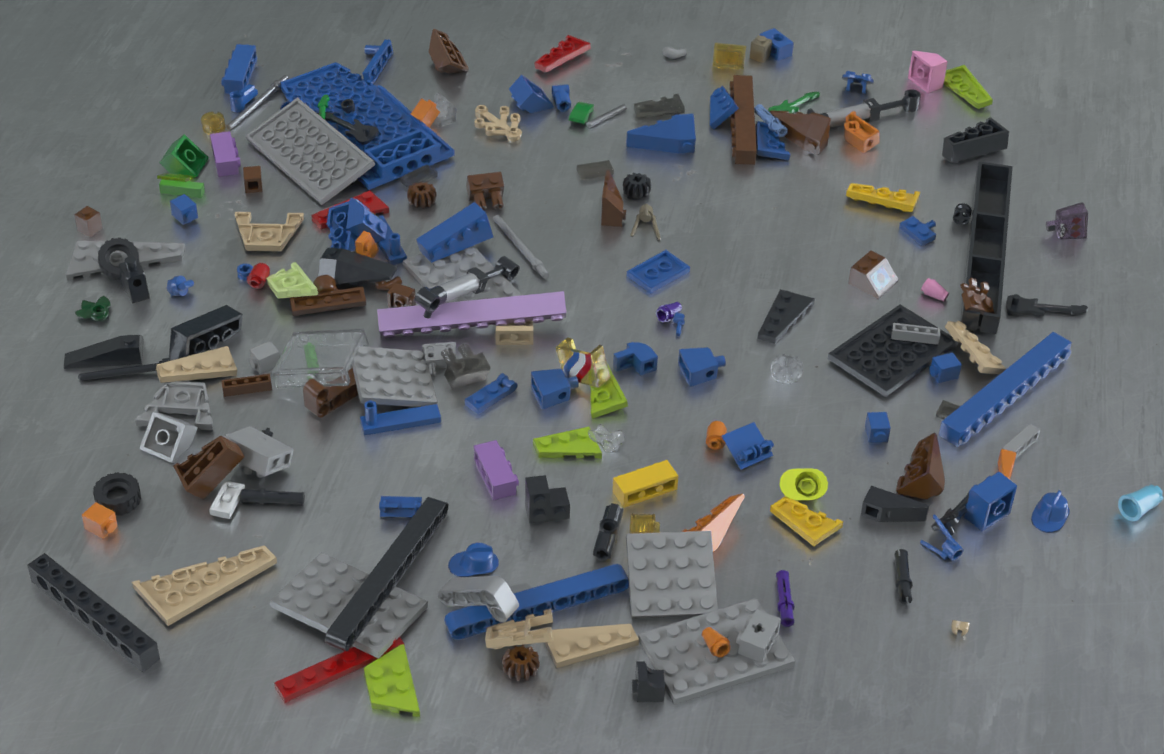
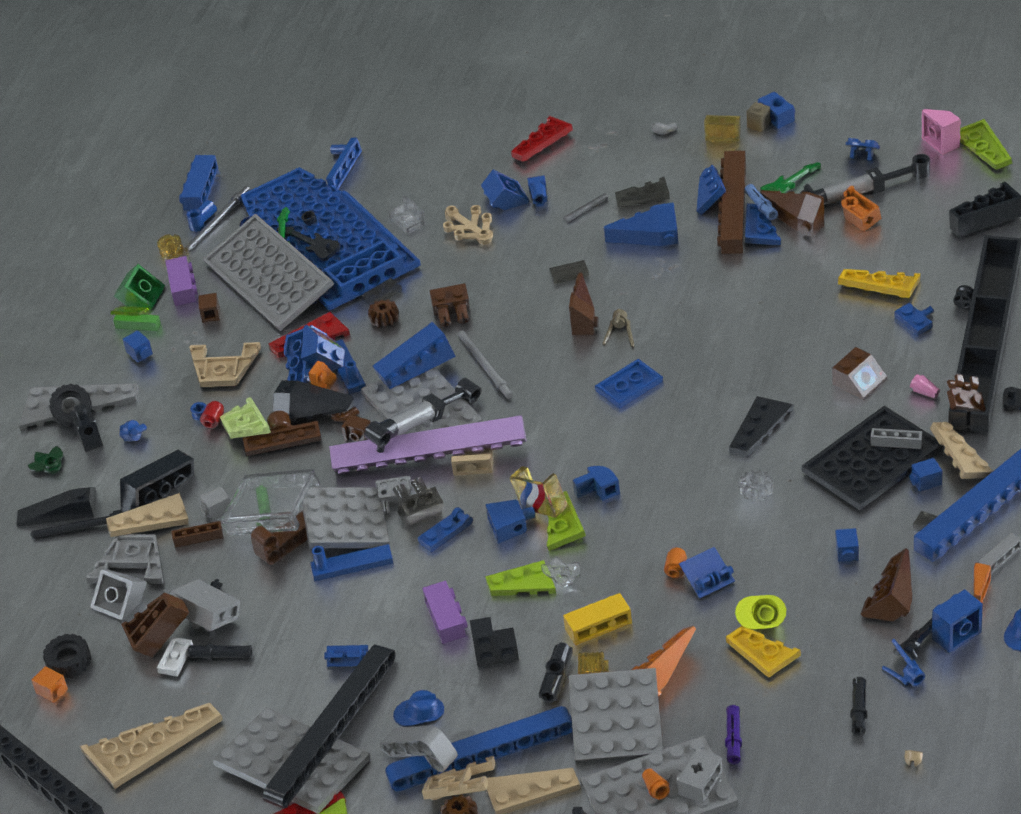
camera: 10 degrees right, 0 degrees up
(88, 221) = (41, 366): brick -> none
(425, 112) = (391, 219): orange brick -> none
(445, 54) = (416, 149): reddish brown wedge -> none
(581, 112) = (557, 206): green slope -> none
(637, 185) = (611, 287): black gear -> none
(666, 312) = (633, 429): dark purple cone -> none
(679, 319) = (646, 436): blue hand -> none
(699, 365) = (664, 486): blue torso -> none
(891, 507) = (850, 632): black slope -> none

